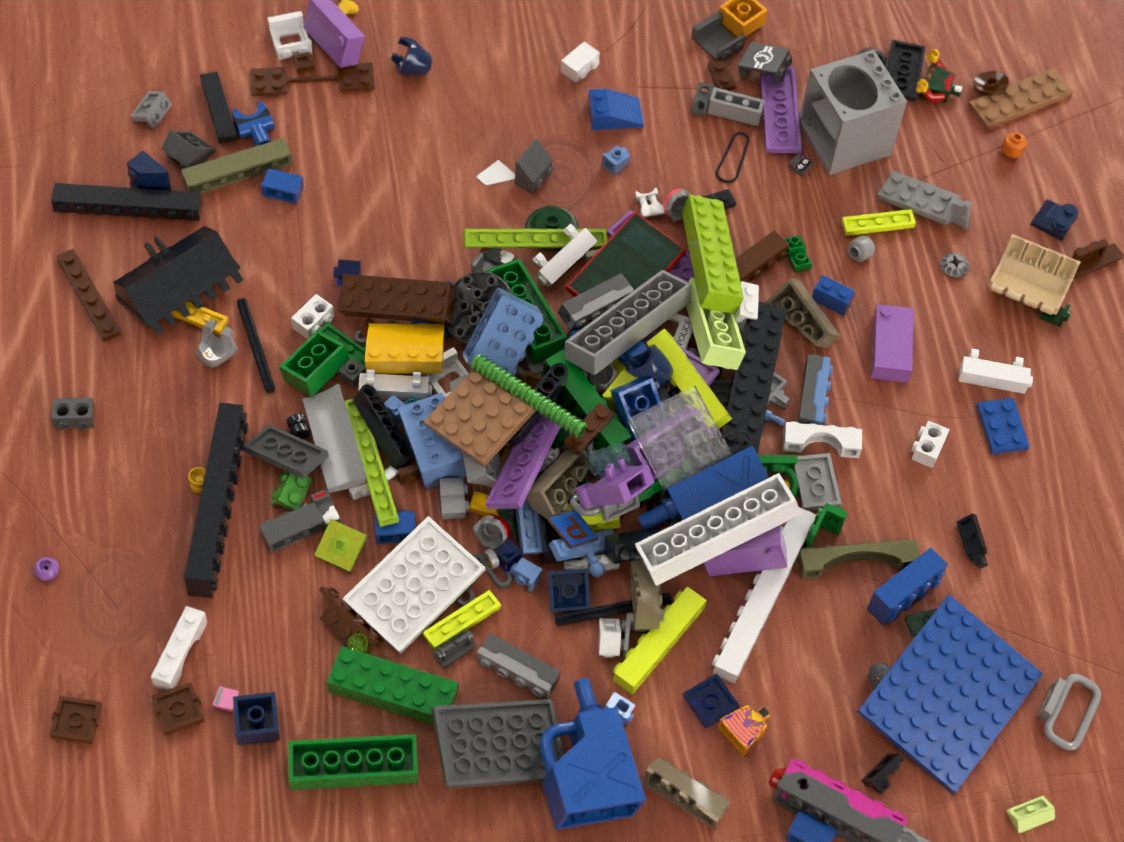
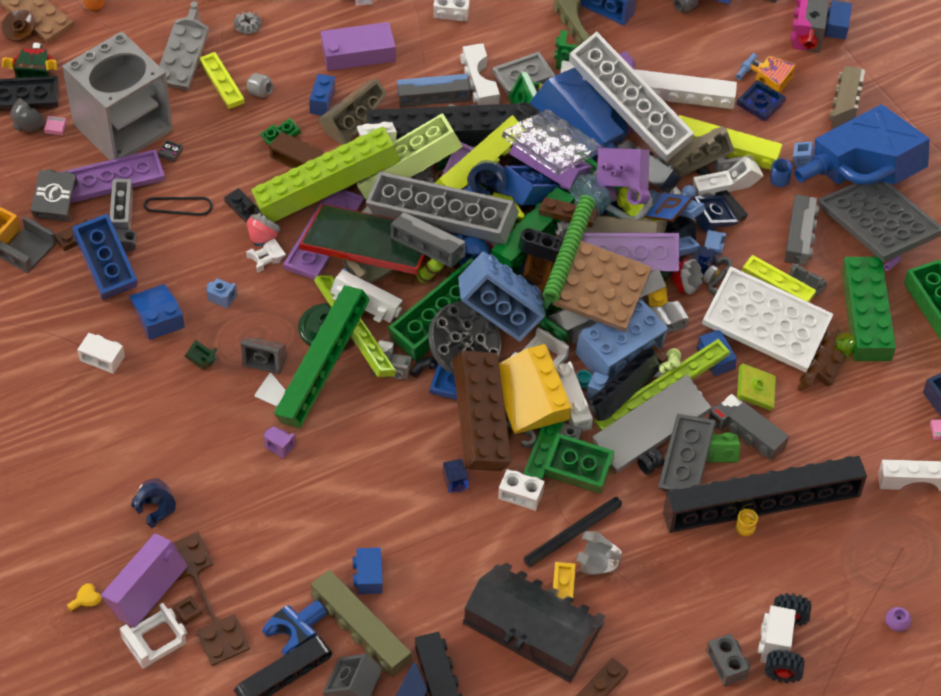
camera: 105 degrees left, 5 degrees down
(67, 452) = (777, 637): none -> brick
(388, 471) = (674, 357): none -> yellowish green hinge
(438, 158) = (279, 441): none -> medium lavender brick
(506, 201) = (321, 356): none -> green brick
(552, 128) = (201, 355): none -> dark green bracket
(600, 667) = (781, 172): none -> blue piece
(602, 597) = (711, 183): none -> white plate
(675, 76) = (104, 256): none -> blue brick
(769, 706) = (746, 66): none -> medium blue bar

